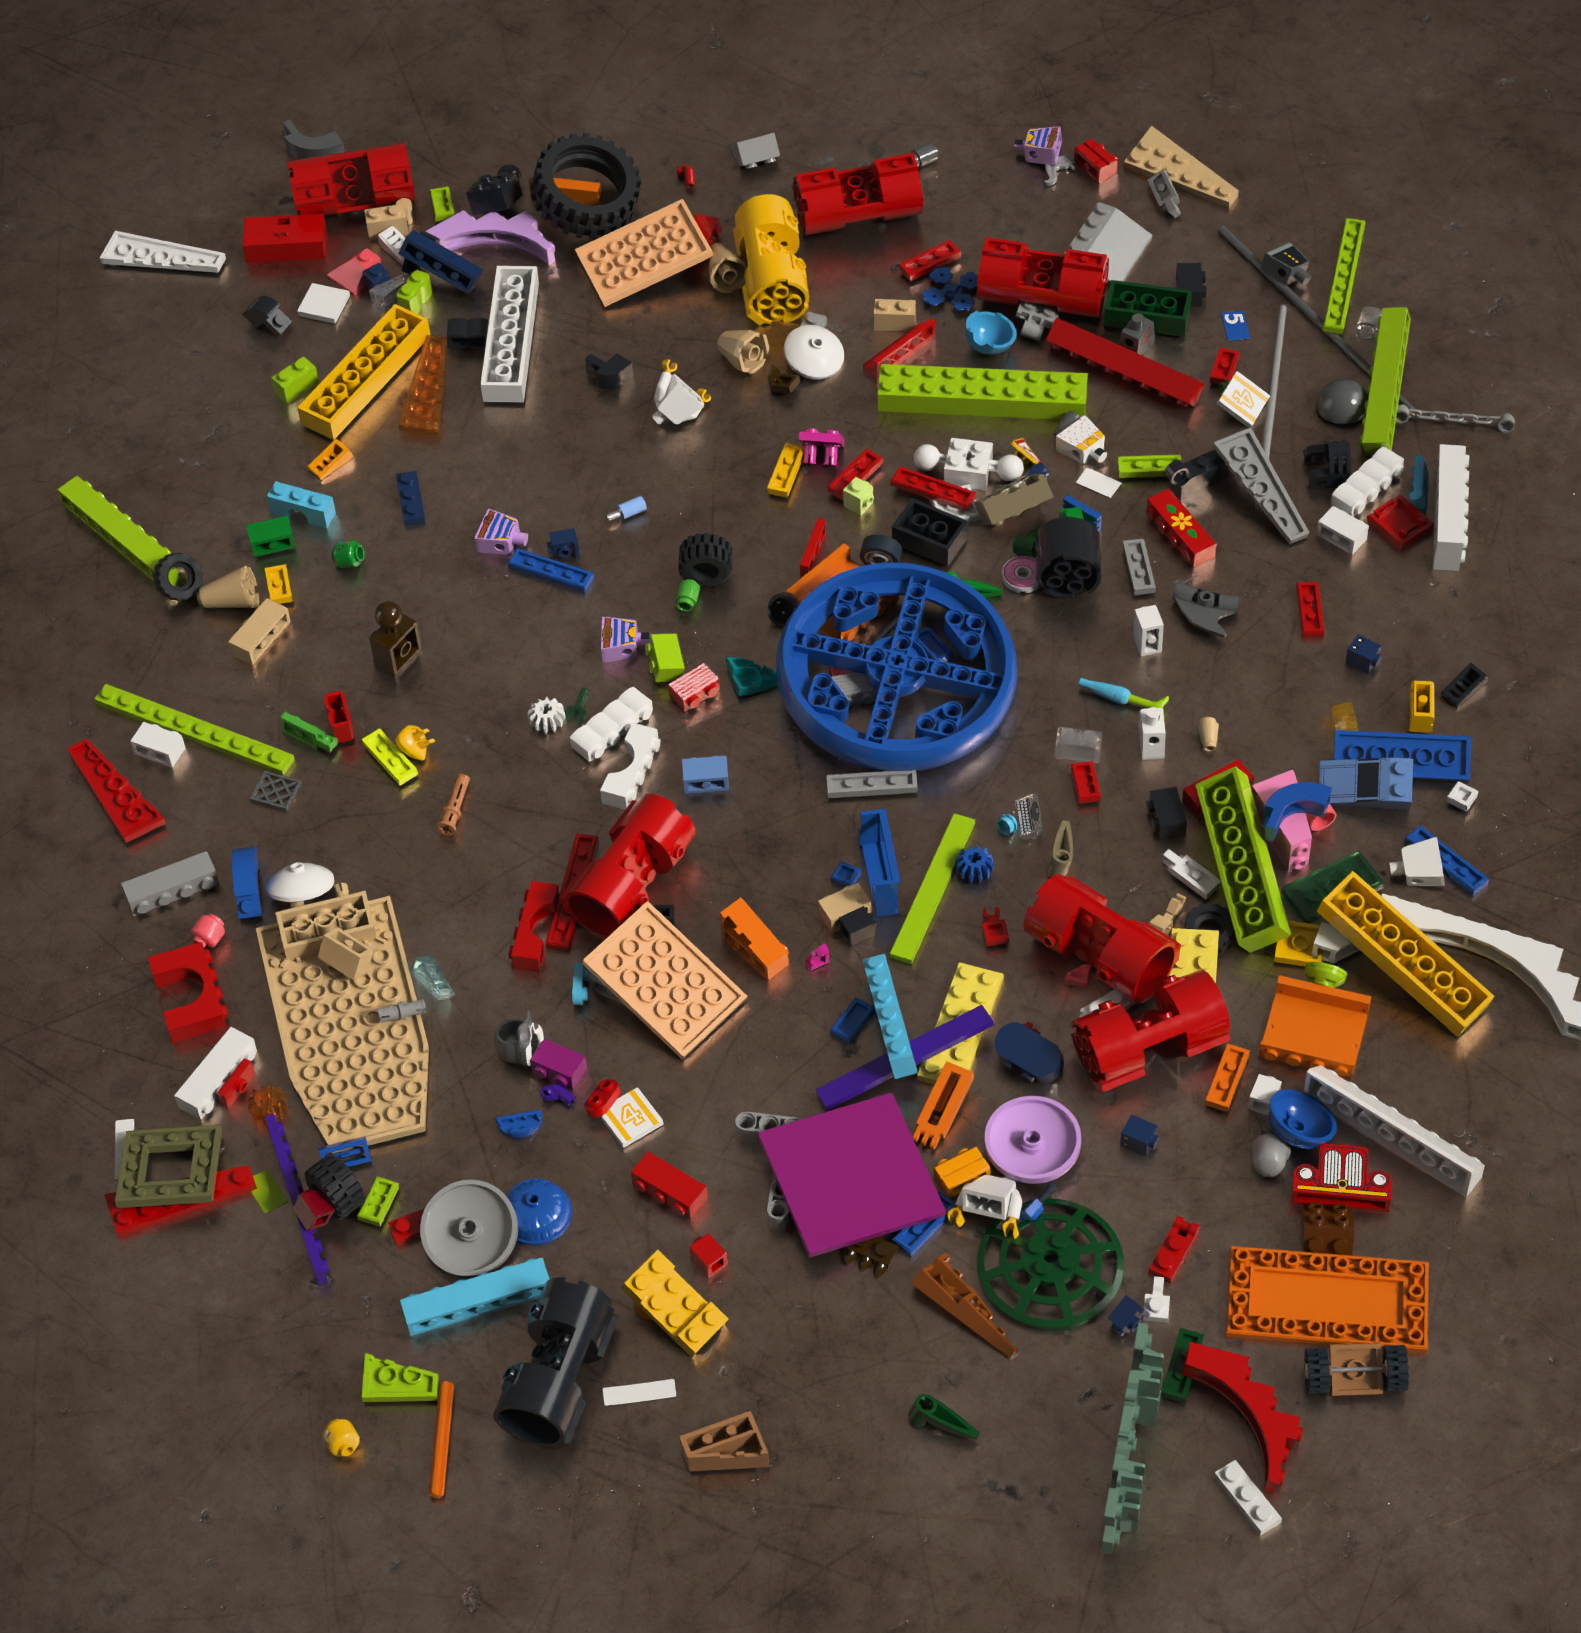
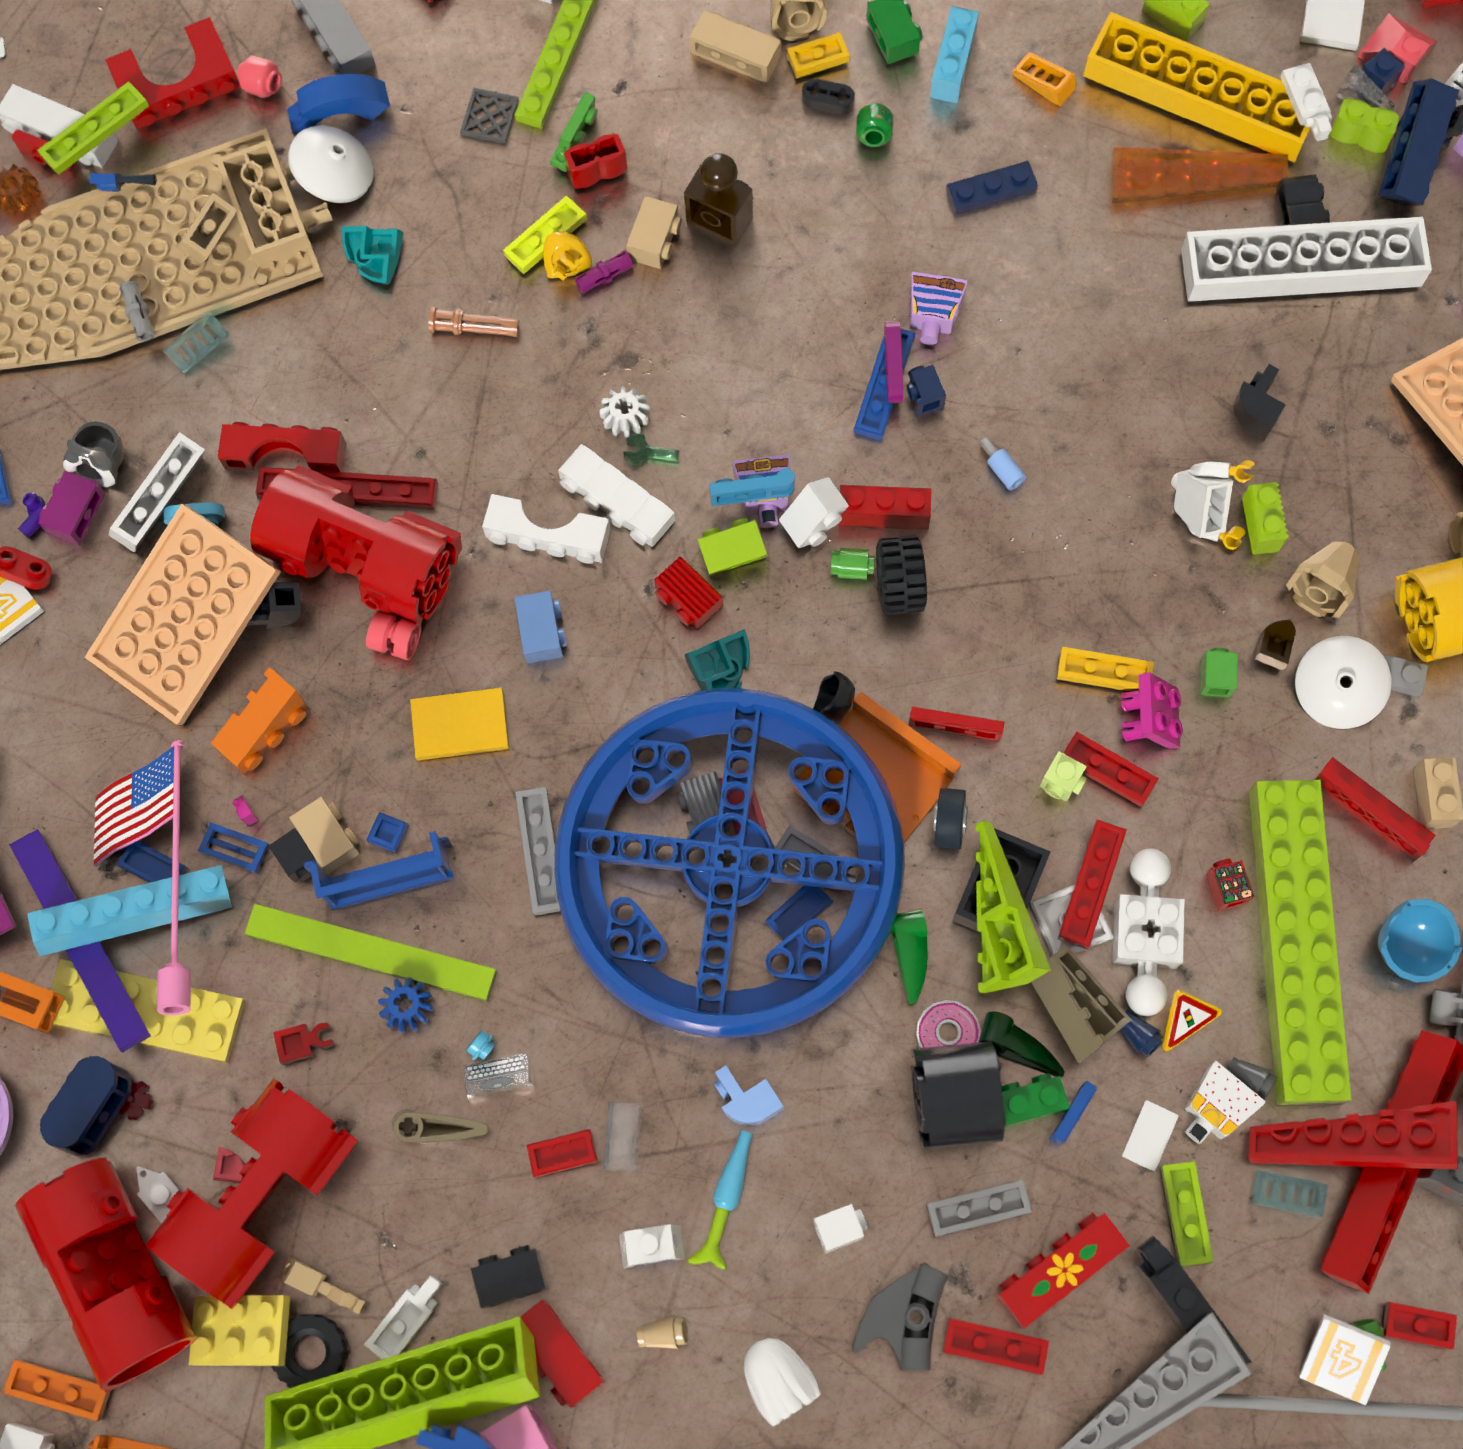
camera: 85 degrees right, 20 degrees up
(235, 1031) = (93, 128): none -> lime plate
(282, 1027) = (113, 182): none -> piece
(316, 584) = (828, 96): none -> black beam
(378, 866) = (373, 251): none -> teal brick
(397, 309) = (1308, 99): none -> white hinge
(404, 690) = (653, 232): none -> tan brick
(429, 722) = (603, 272): none -> magenta pin
(558, 1002) = (156, 492): none -> white brick
(561, 555) = (893, 362): none -> magenta beam
(627, 632) = (752, 488): none -> dark azure plate
(649, 572) = (886, 507): none -> red brick
(650, 605) = (814, 513): none -> white brick
(697, 374) = (1265, 518): none -> lime brick
(698, 859) = (389, 634): none -> coral wheel
(770, 828) = (459, 724): none -> yellow tile
(797, 412) = (1218, 673): none -> bright green brick
(809, 1017) = (130, 812): none -> flag
(836, 966) = (209, 839): none -> blue tile
(941, 422) = (1229, 884): none -> brick
(970, 520) = (1009, 941): none -> lime wedge
(1059, 678) = (750, 1107): none -> light blue brick
(1113, 356) = (1396, 1139): none -> red wing
(1141, 404) = (1319, 1196): none -> clear light blue slope
(1225, 566) = (996, 1346): none -> red plate
(1243, 669) = (778, 1380): none -> white hair

